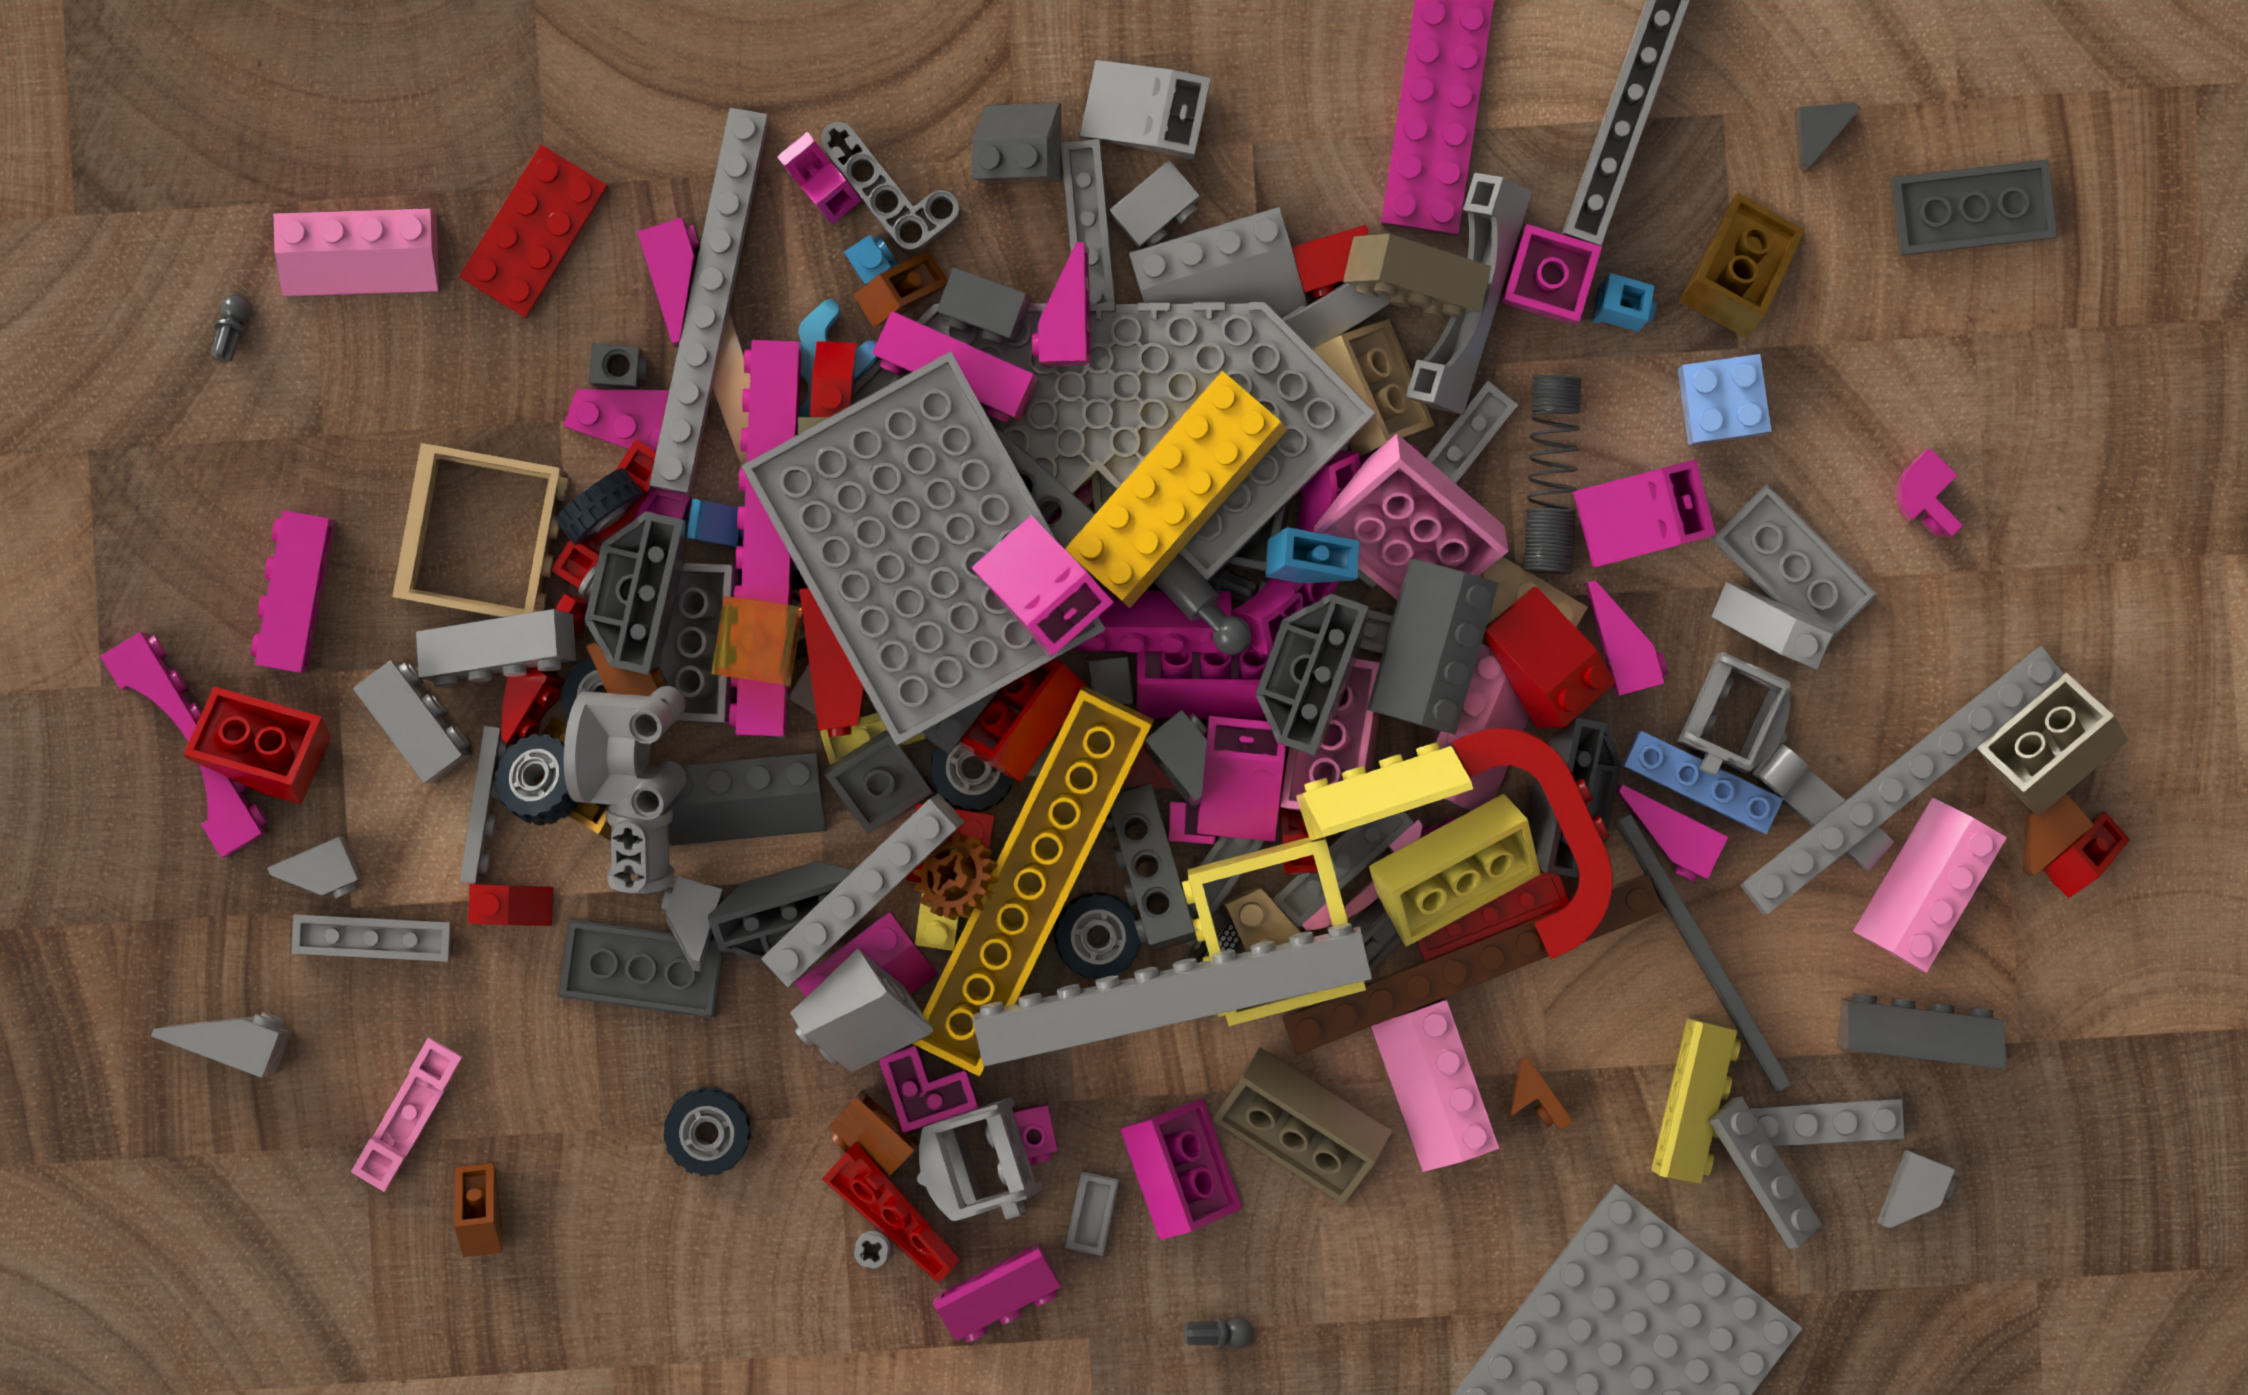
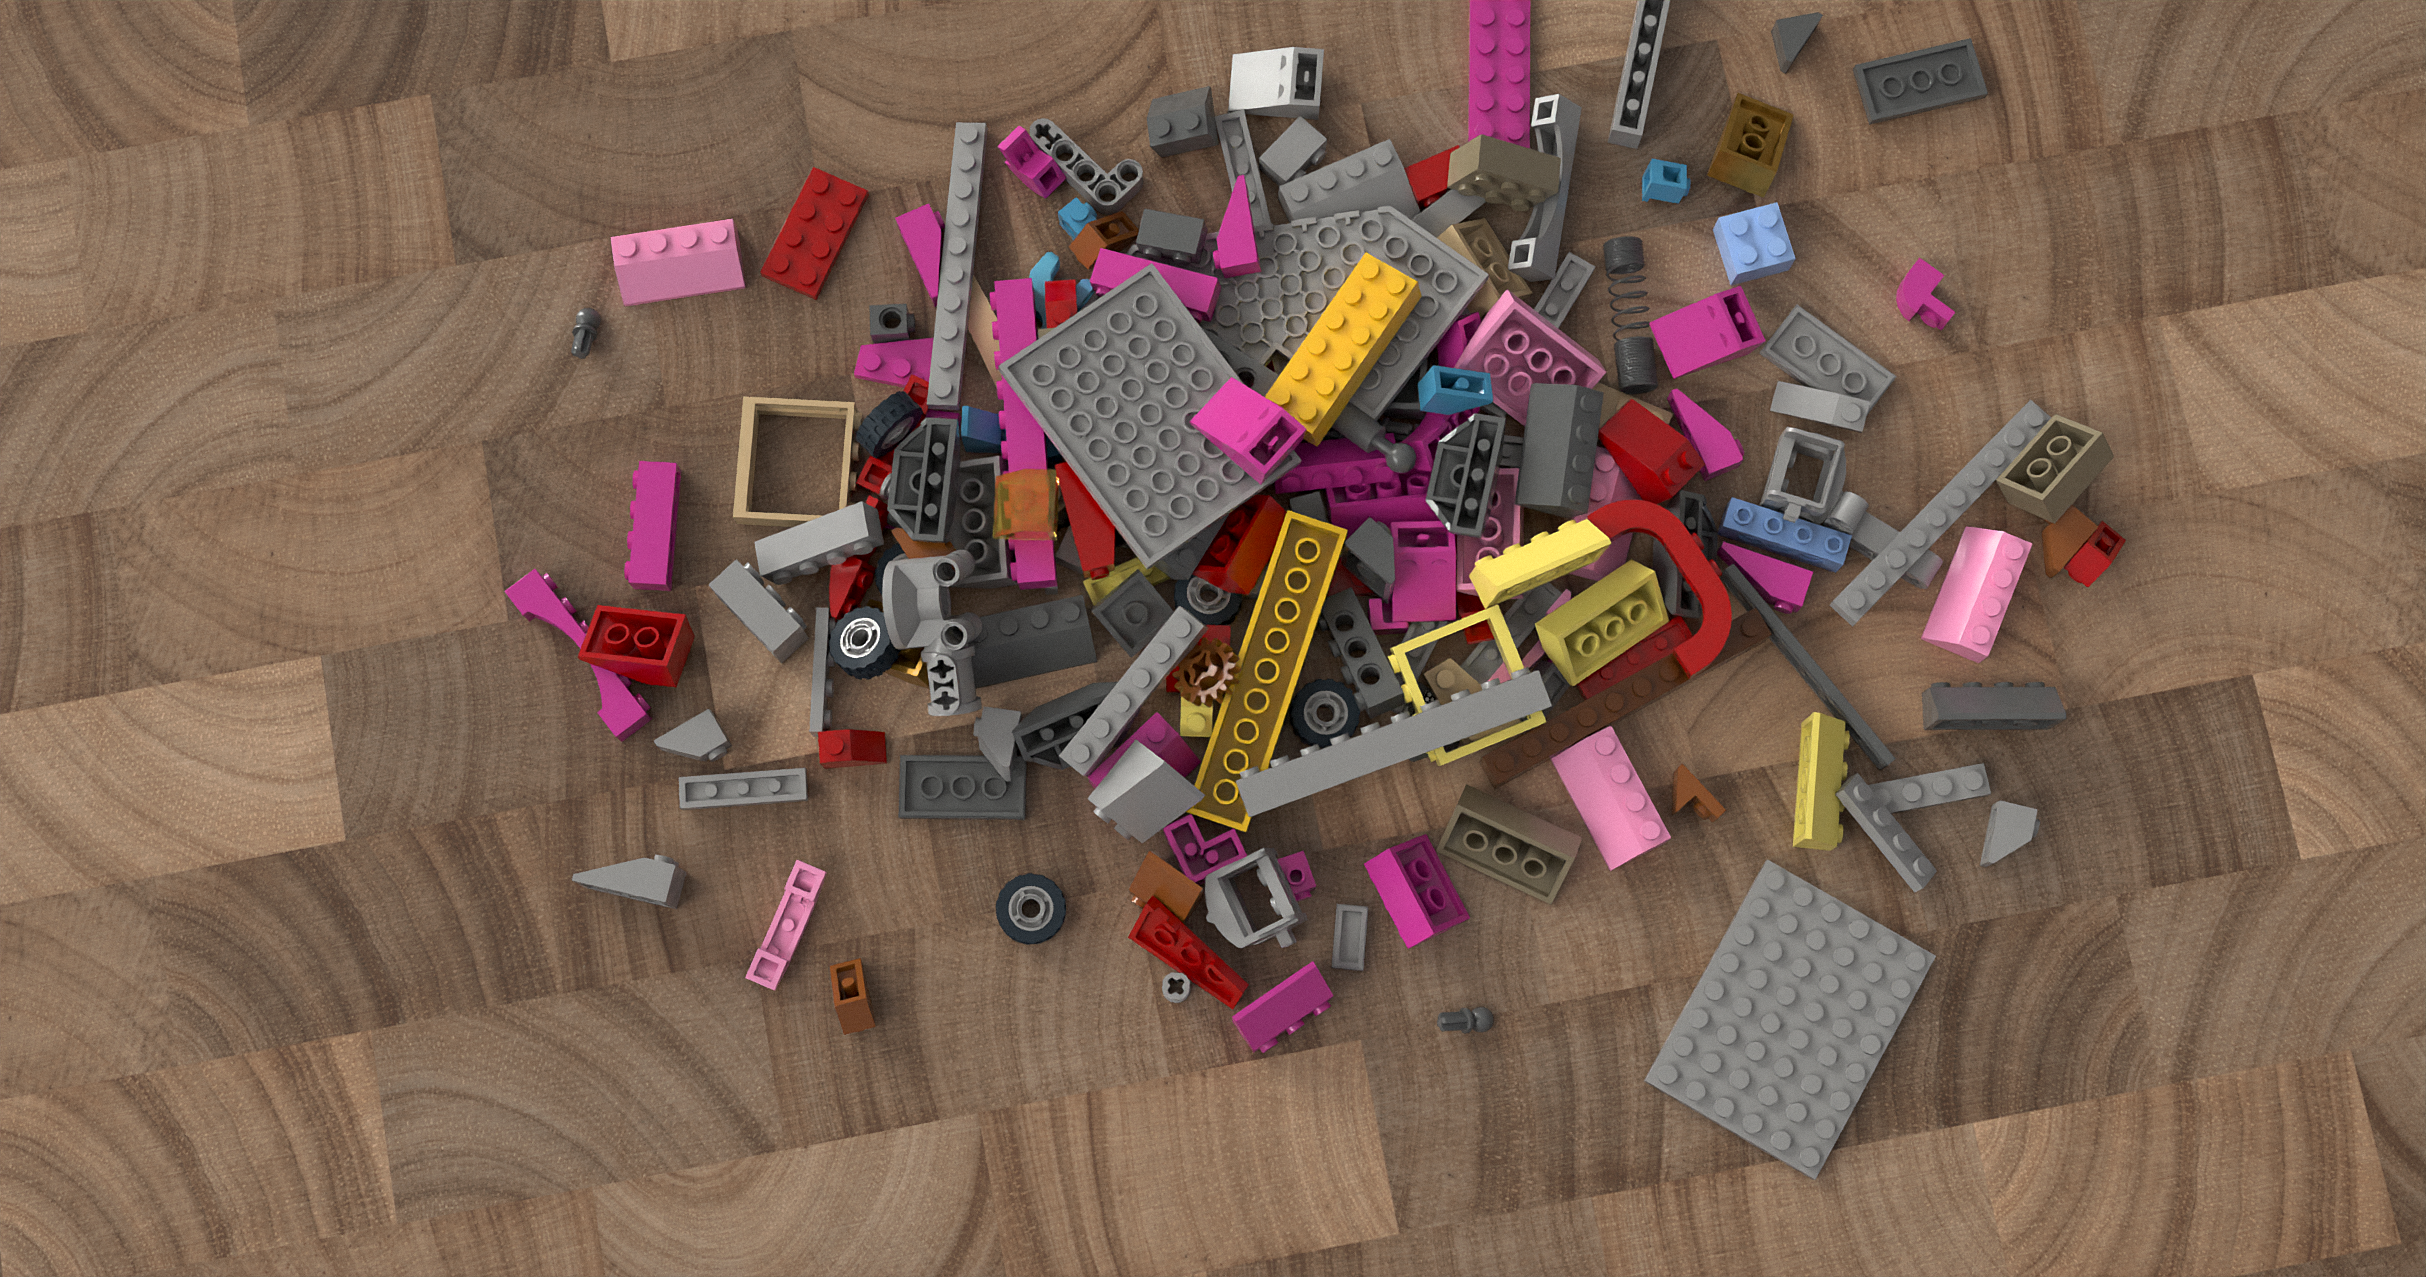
camera: 10 degrees left, 10 degrees down
(1551, 275) = (1606, 166): dark pink brick -> none

